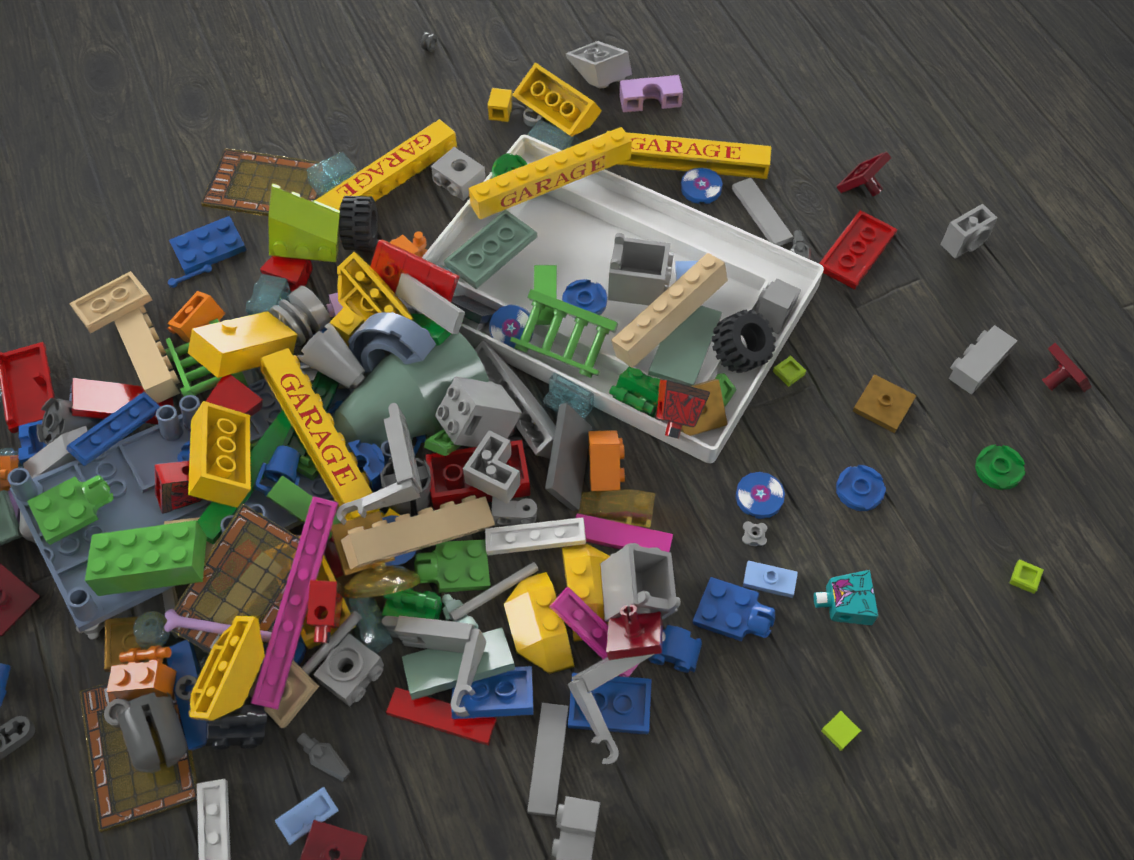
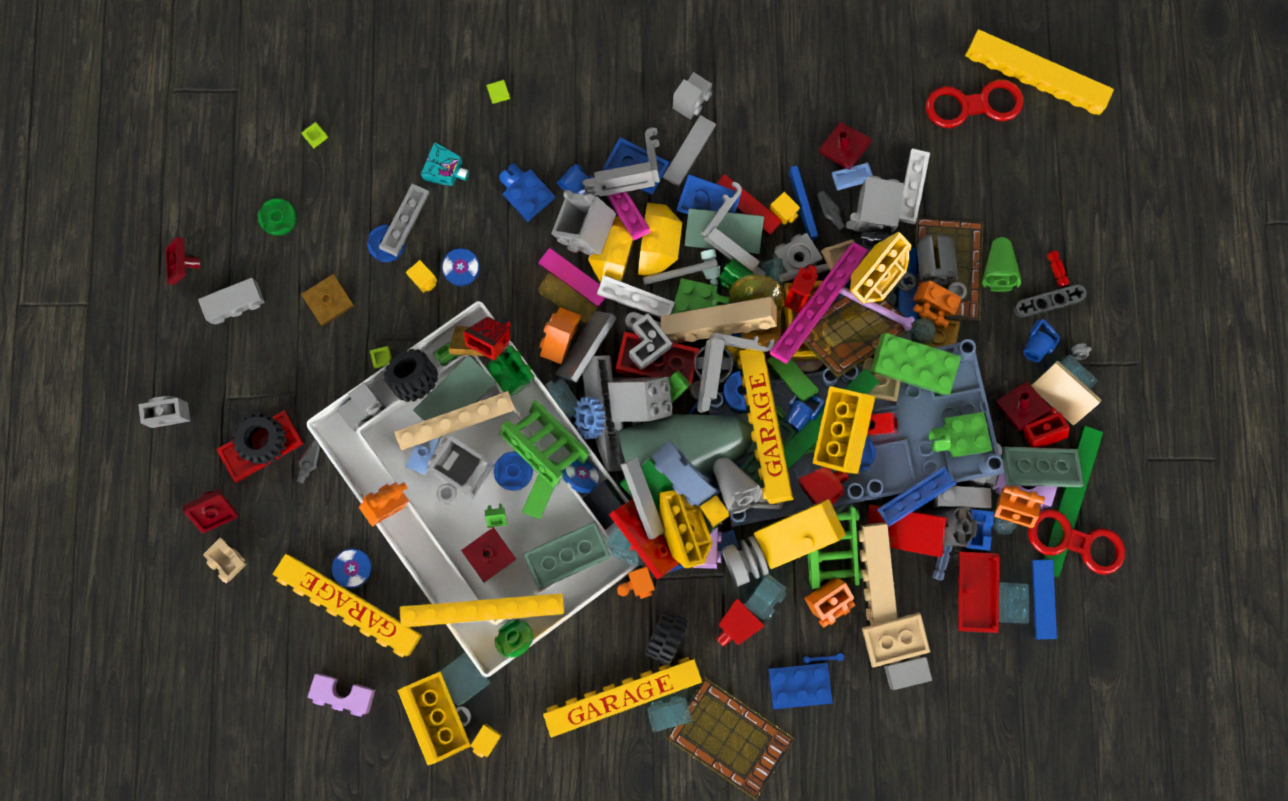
camera: 160 degrees left, 20 degrees up
(58, 770) = (1001, 267): none -> bright green cone
(88, 281) = (908, 672): none -> light grey brick
(255, 775) = (877, 206): none -> light grey container
(302, 227) = (717, 635): lime wedge -> none
(364, 745) = (802, 202): none -> blue tile
(387, 727) = (785, 209): none -> yellow brick
(457, 173) = (570, 671): light grey brick -> none
(527, 379) = (589, 417): none -> medium blue gear
(570, 222) = (488, 555): none -> dark red tile
(581, 250) = (495, 517): none -> bright green tile
(601, 63) = (369, 756): light grey slope -> none
(634, 634) = (605, 183): dark red tile -> none
(700, 220) = (384, 503): none -> orange brick
(754, 540) = (482, 245): light grey plate -> none
(762, 212) = (316, 517): light grey tile -> none
(770, 579) = (488, 204): light blue plate -> none
(796, 463) = (422, 277): none -> yellow brick
(821, 149) = (225, 559): none -> tan cylinder
(855, 515) = (404, 220): none -> light grey plate
(863, 229) = (248, 428): none -> black tyre

